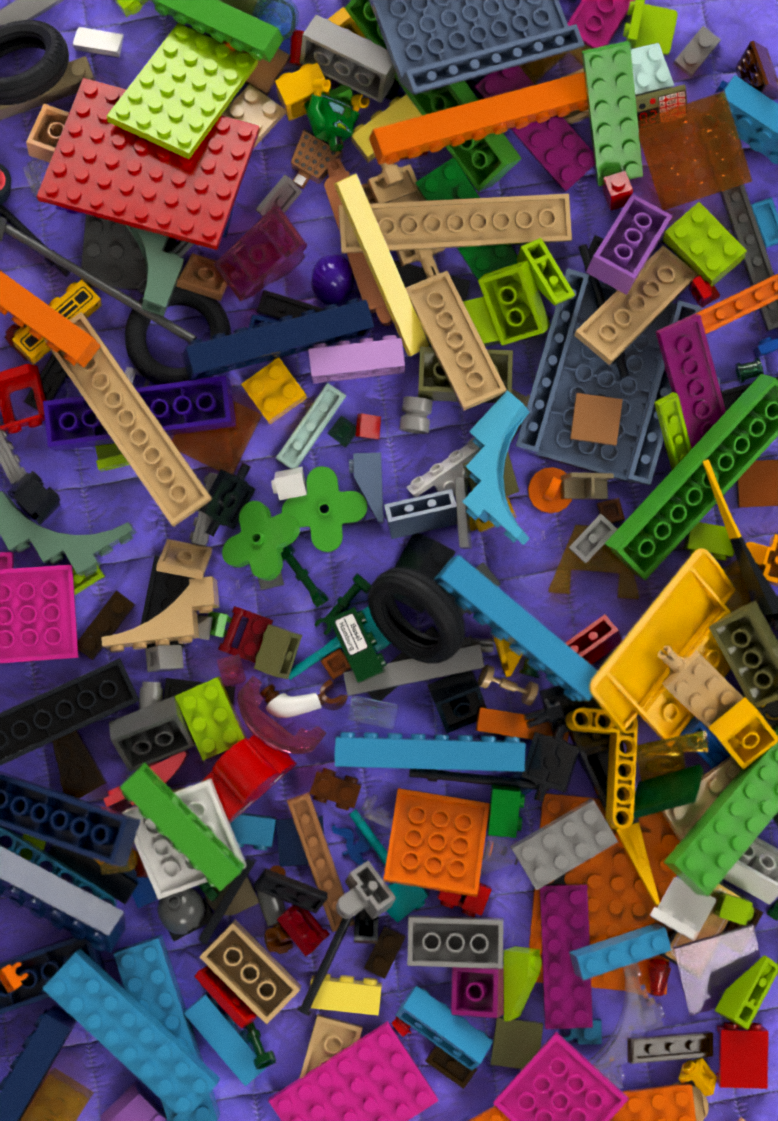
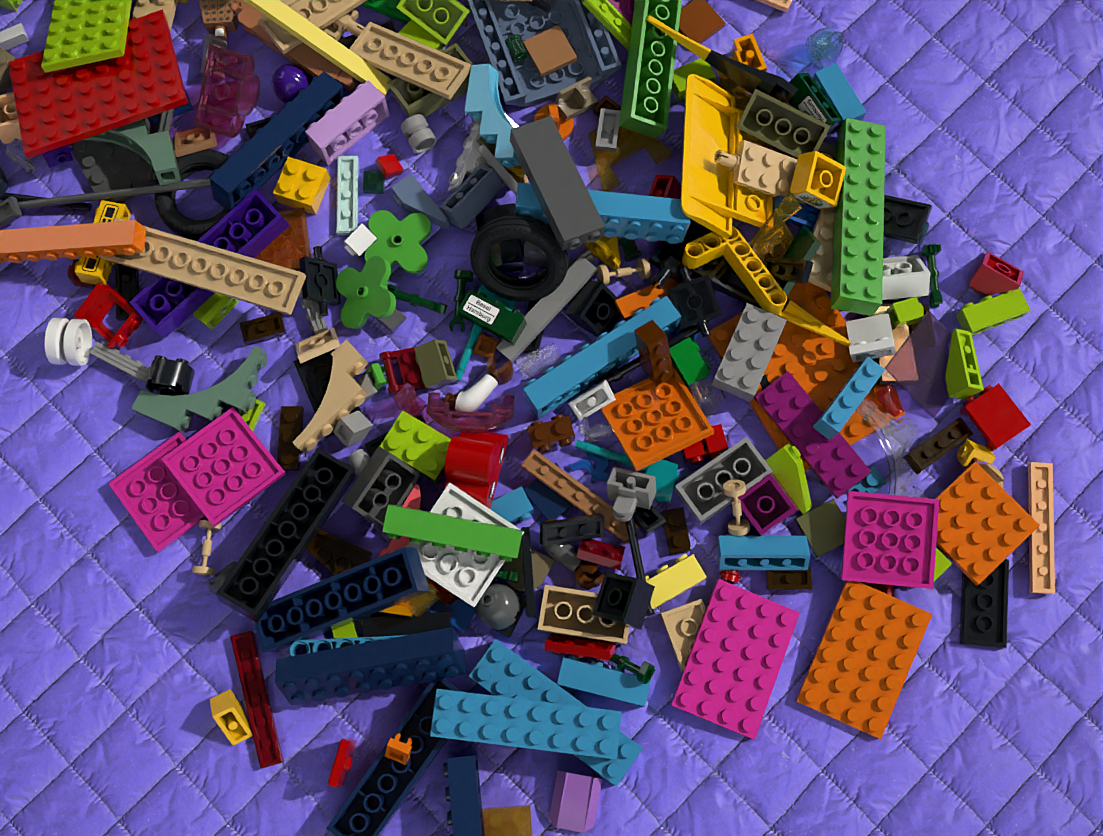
camera: 35 degrees left, 10 degrees down
(143, 504) = (263, 328): none -> dark brown plate
(288, 988) = (623, 600): none -> black slope
(394, 783) = (592, 399): none -> white slope
(456, 962) = (733, 489): none -> tan wheel
(476, 788) = (654, 352): none -> reddish brown brick
(491, 583) = (557, 183): none -> dark grey brick
(565, 396) = (516, 48): none -> clear green bush
(652, 799) = (789, 270): none -> black tile

